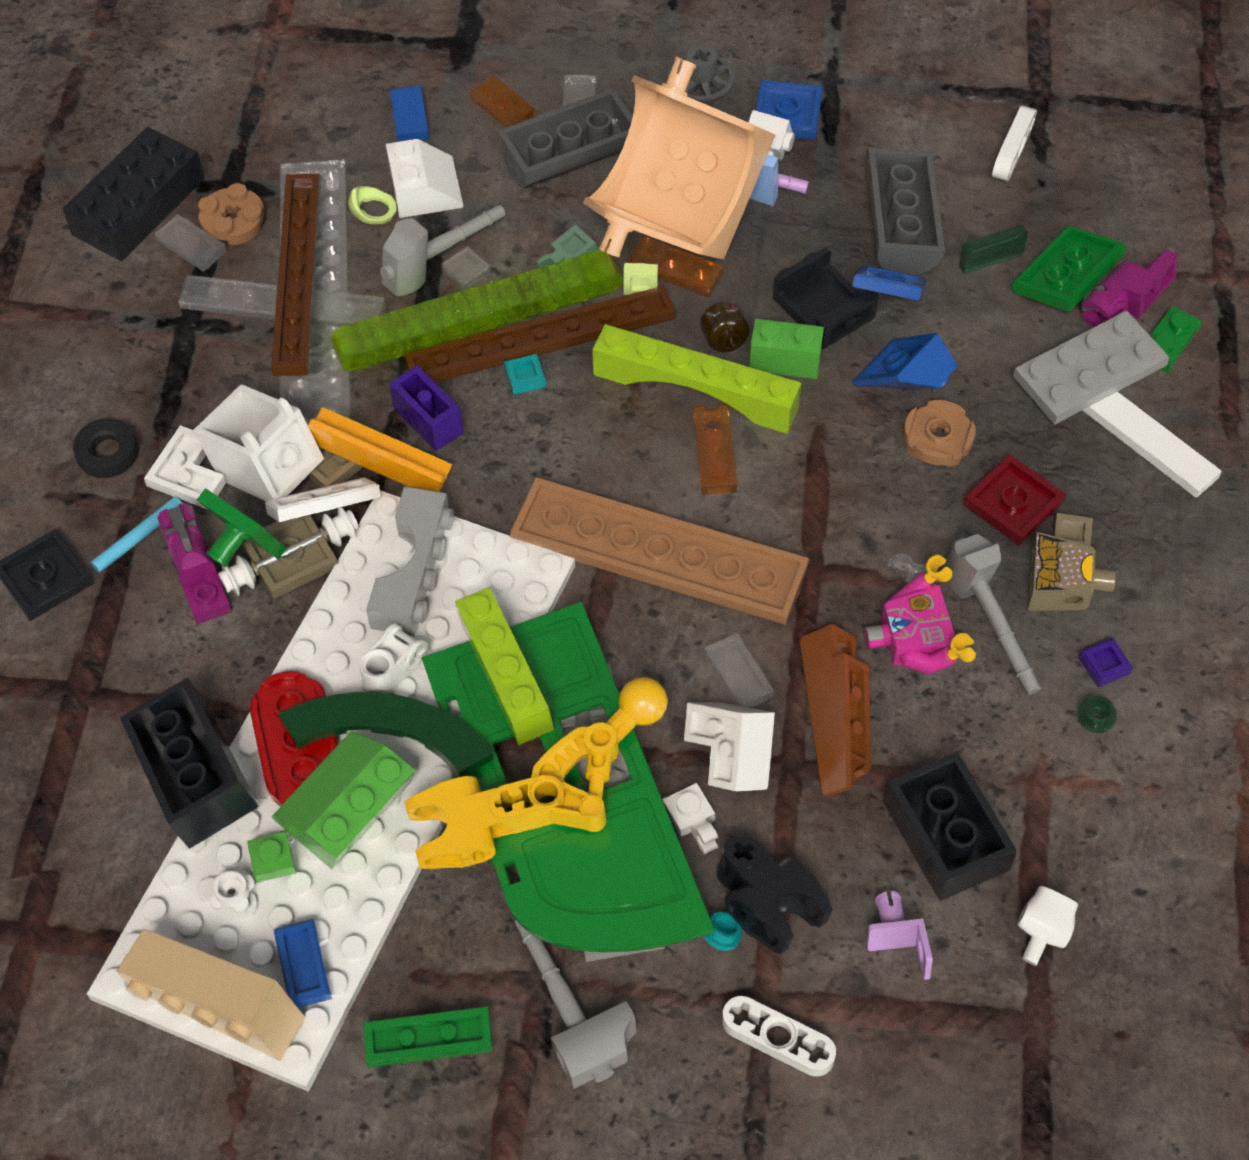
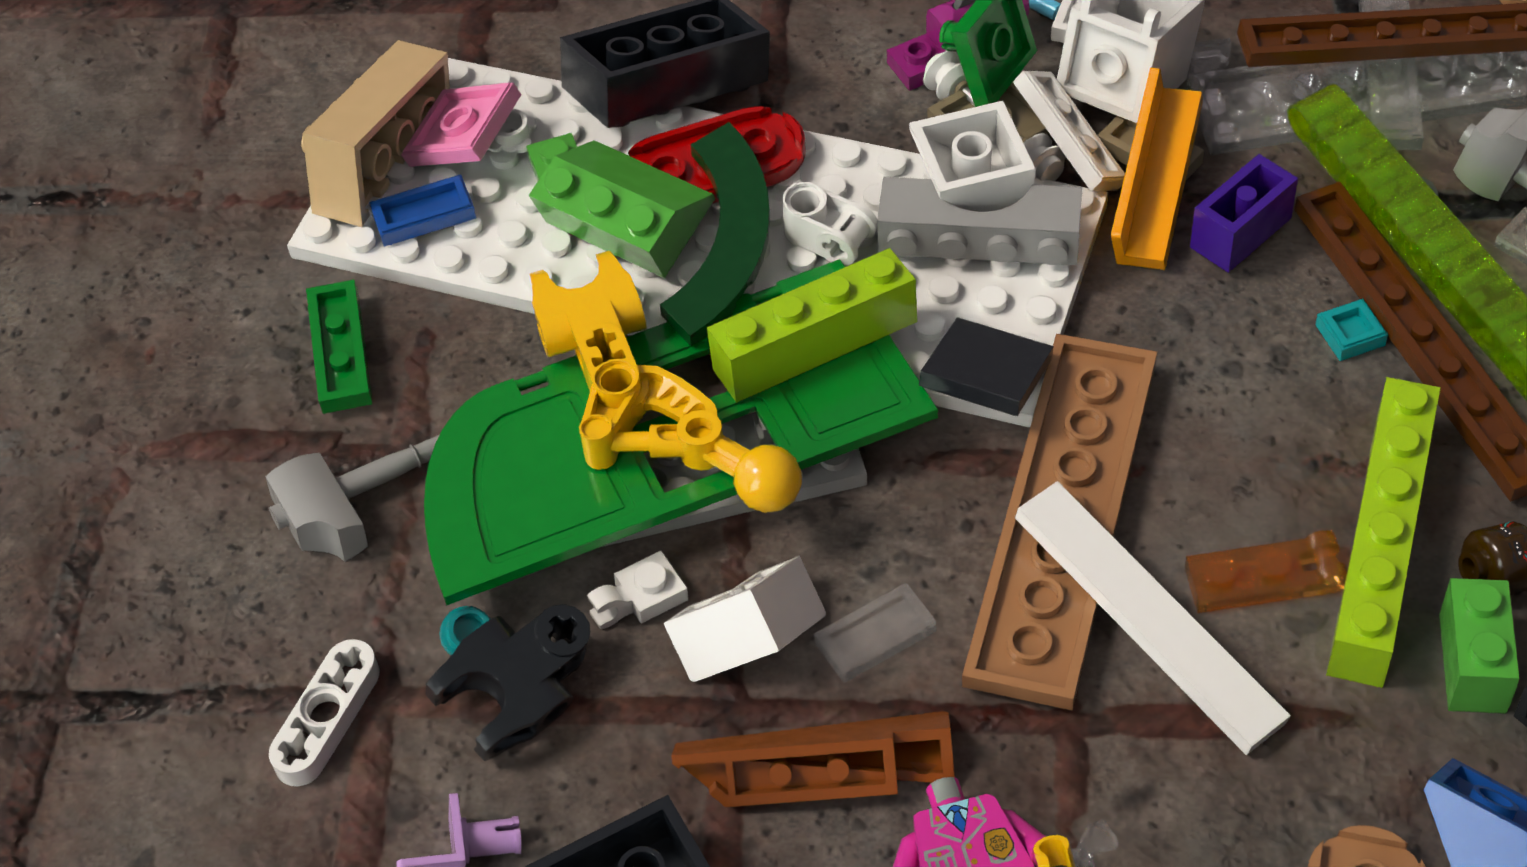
camera: 90 degrees right, 5 degrees down
(223, 920) = (461, 125): none -> bright pink tile
(360, 545) = (975, 157): none -> white slope
(545, 570) = (986, 366): none -> black tile
(748, 509) = (1153, 618): none -> white tile

